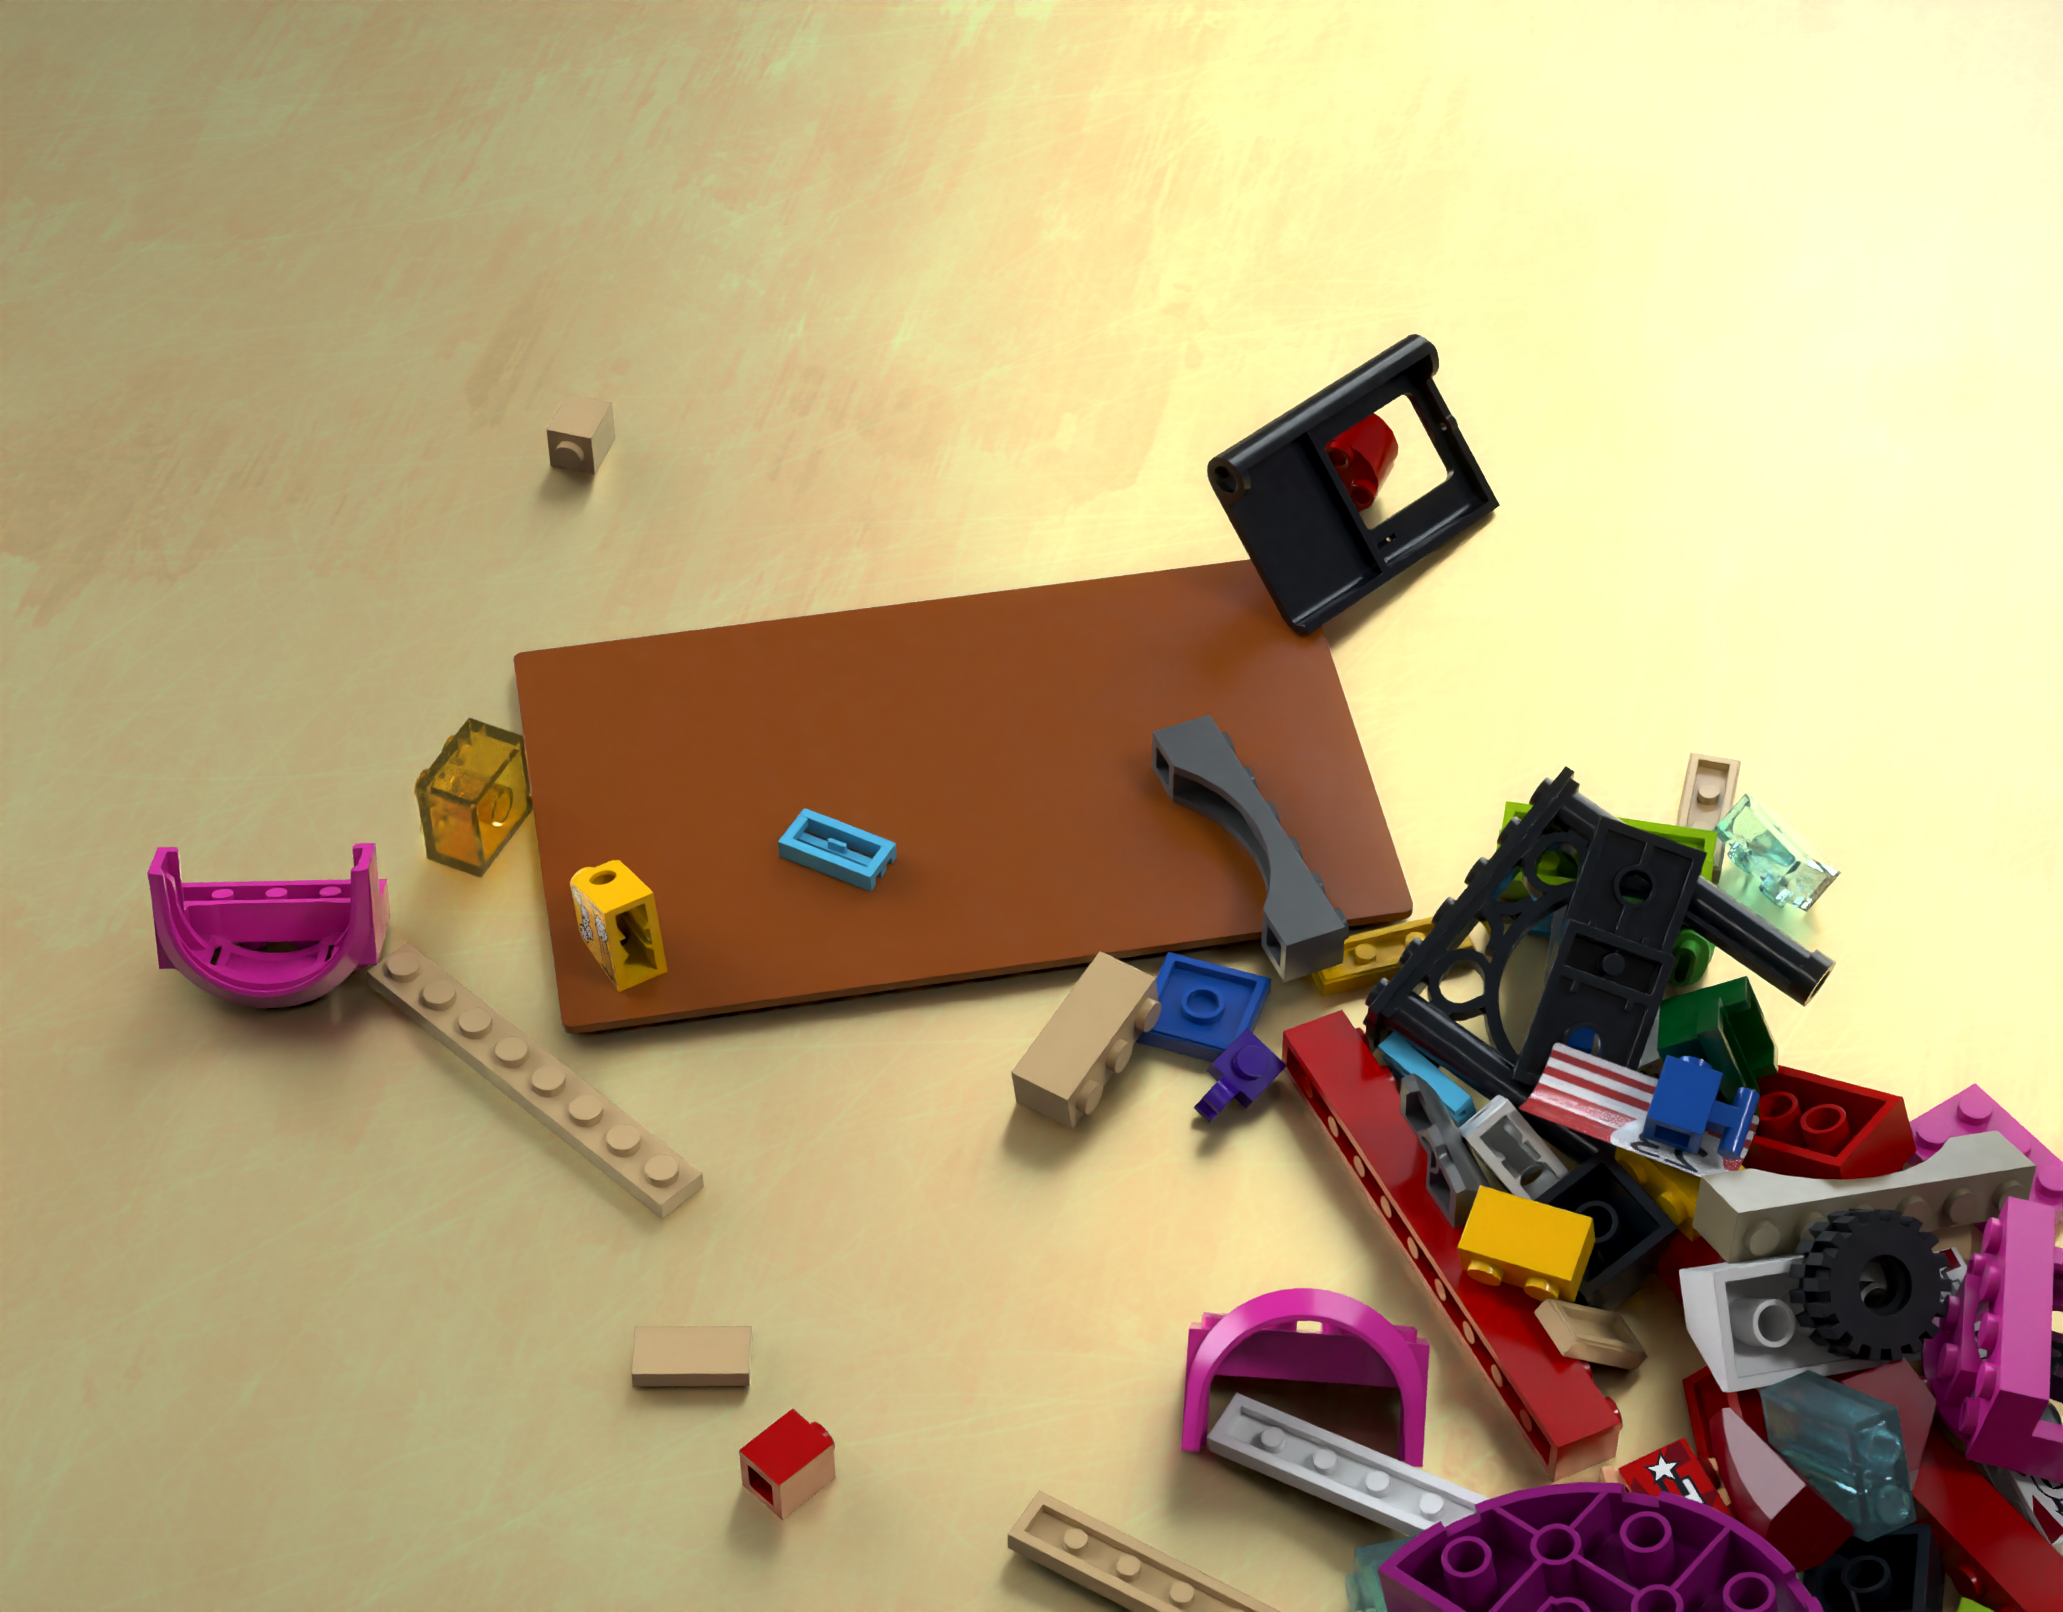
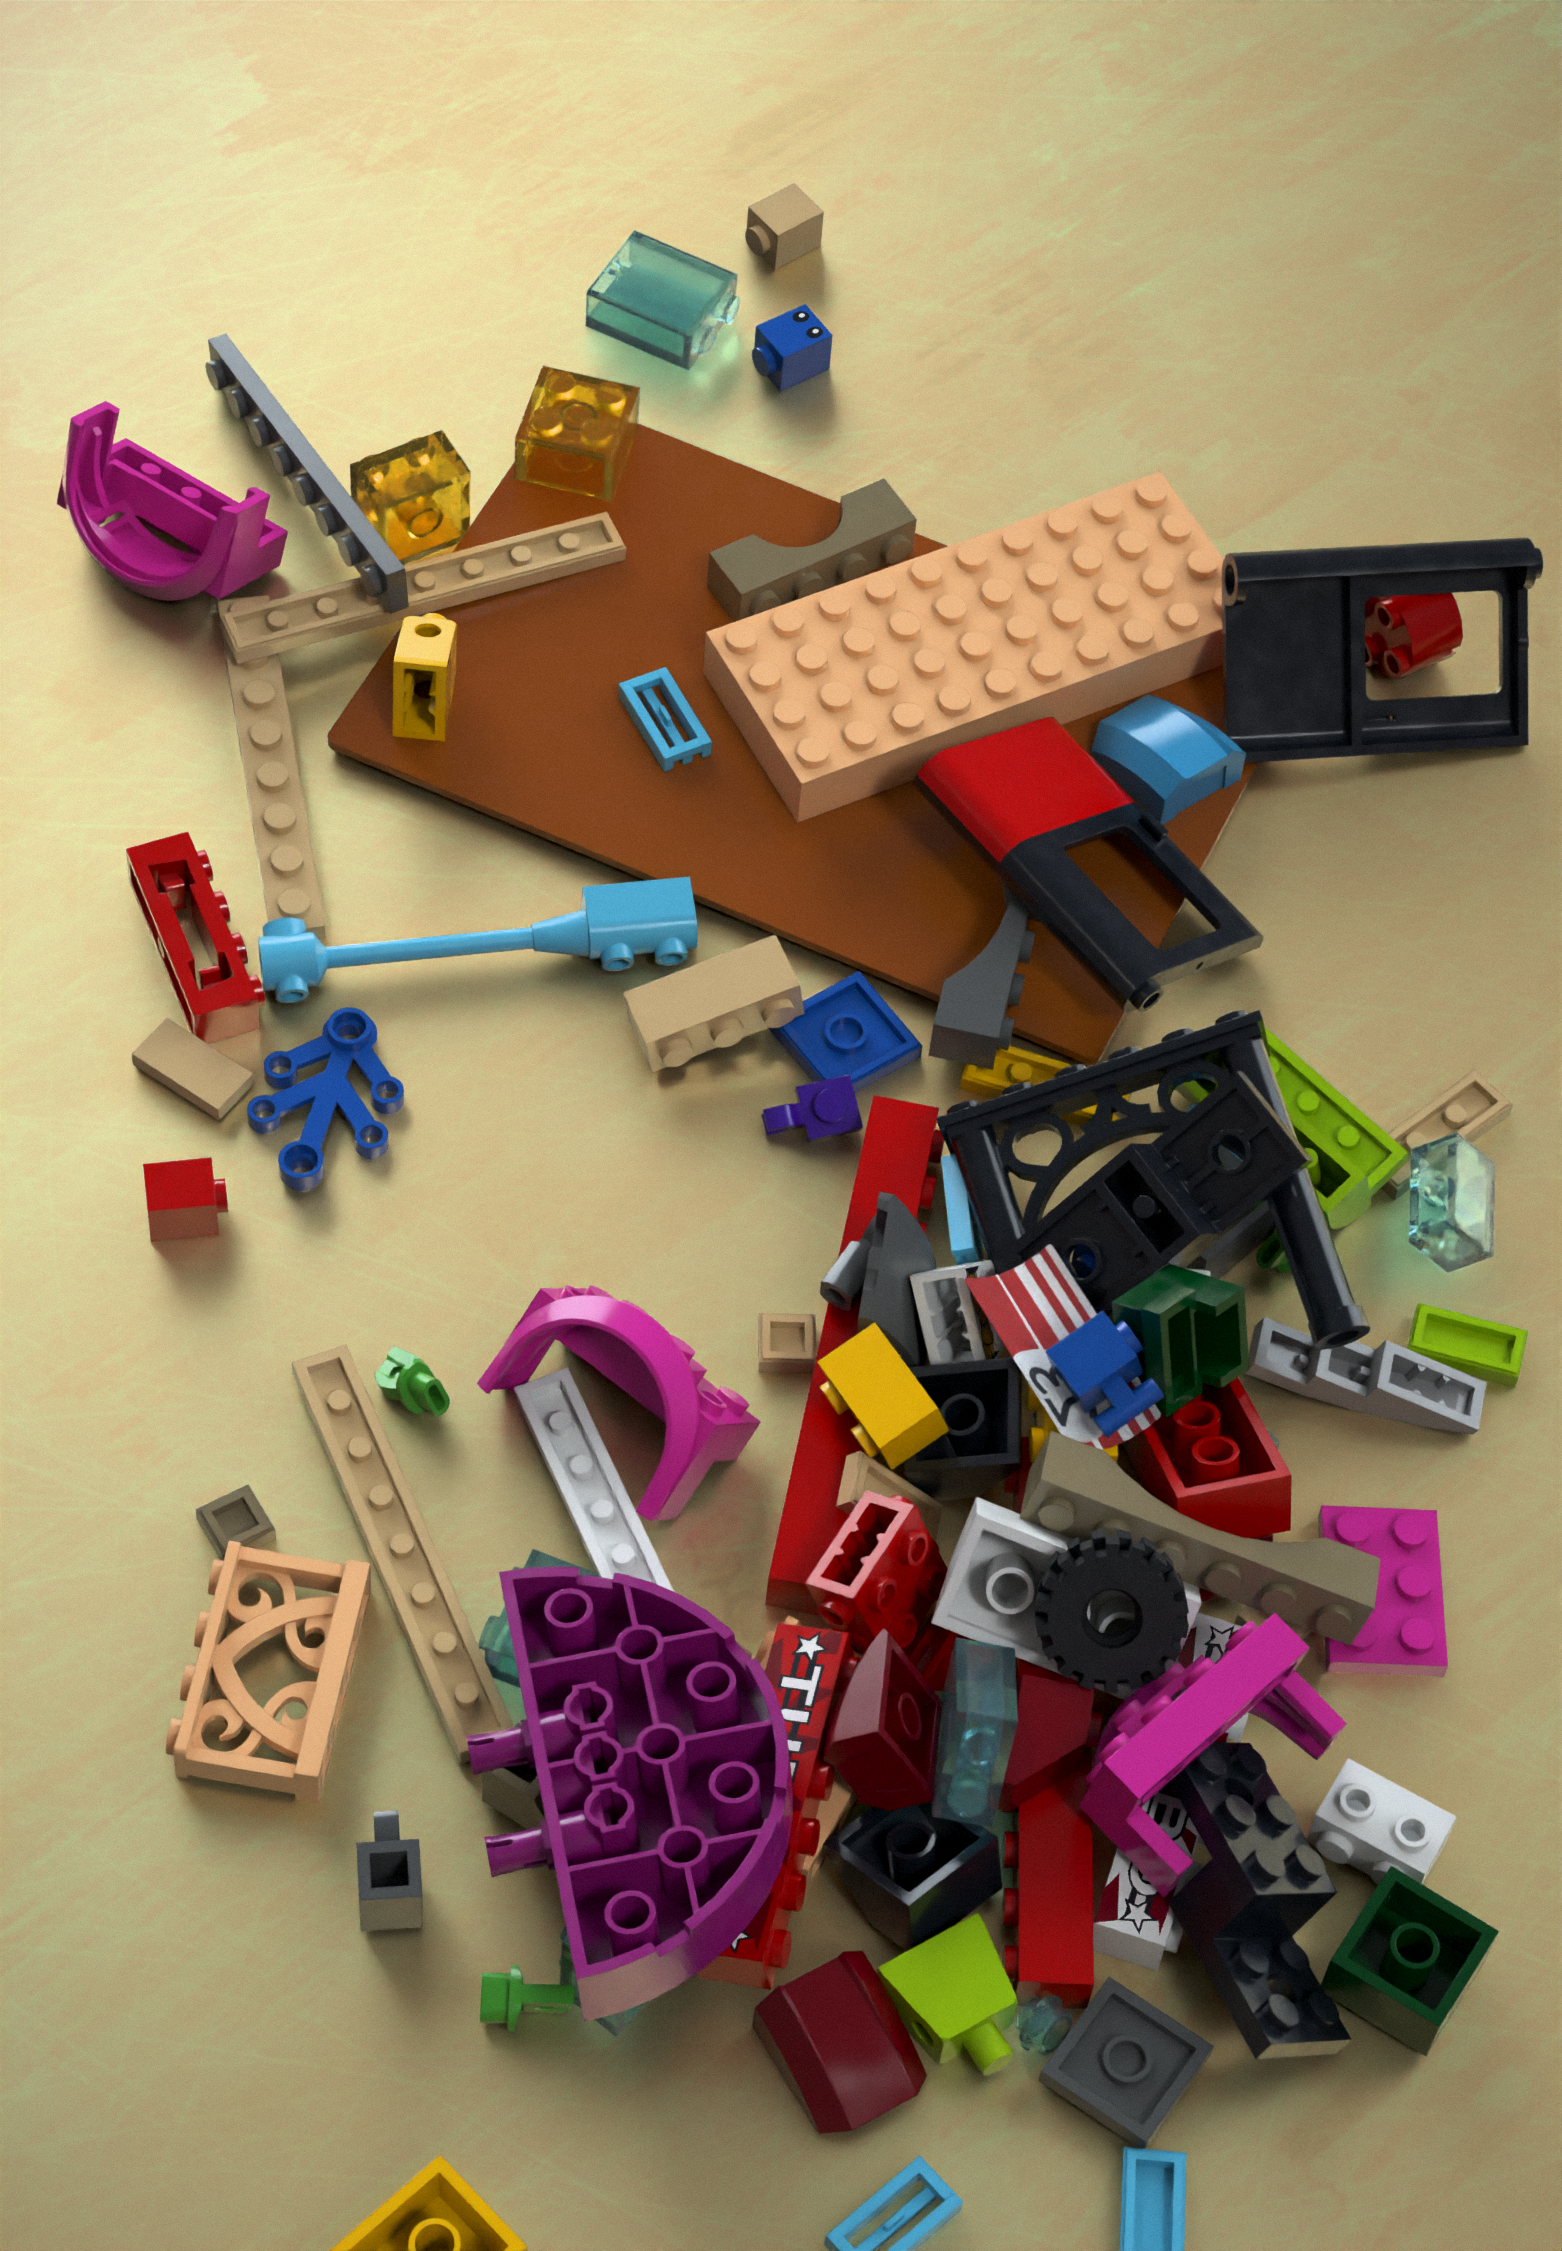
camera: 30 degrees right, 10 degrees up
(364, 819) = (310, 476): none -> dark grey plate
(534, 539) = (662, 300): none -> clear light blue brick
(537, 864) = (431, 586): none -> tan tile
(566, 670) = (576, 433): none -> clear yellow brick
(600, 1248) = (228, 996): none -> red brick
(673, 519) = (792, 348): none -> blue brick
(820, 697) = (760, 575): none -> dark tan arch
(829, 1302) = (327, 1092): none -> blue plant
(934, 1034) = (611, 926): none -> medium azure bar
(1036, 657) = (971, 642): none -> light nougat brick
(1117, 1486) = (411, 1381): none -> bright green piece
(1221, 750) = (1039, 793): none -> piece
(1255, 655) = (1166, 755): none -> dark azure slope
(1379, 1268) = (786, 1342): none -> tan tile
(1404, 1164) = (846, 1278): none -> dark grey bar
(1646, 1382) = (878, 1572): none -> red brick
(1851, 1014) = (1372, 1381): none -> light grey slope
(1876, 952) = (1468, 1343): none -> lime tile

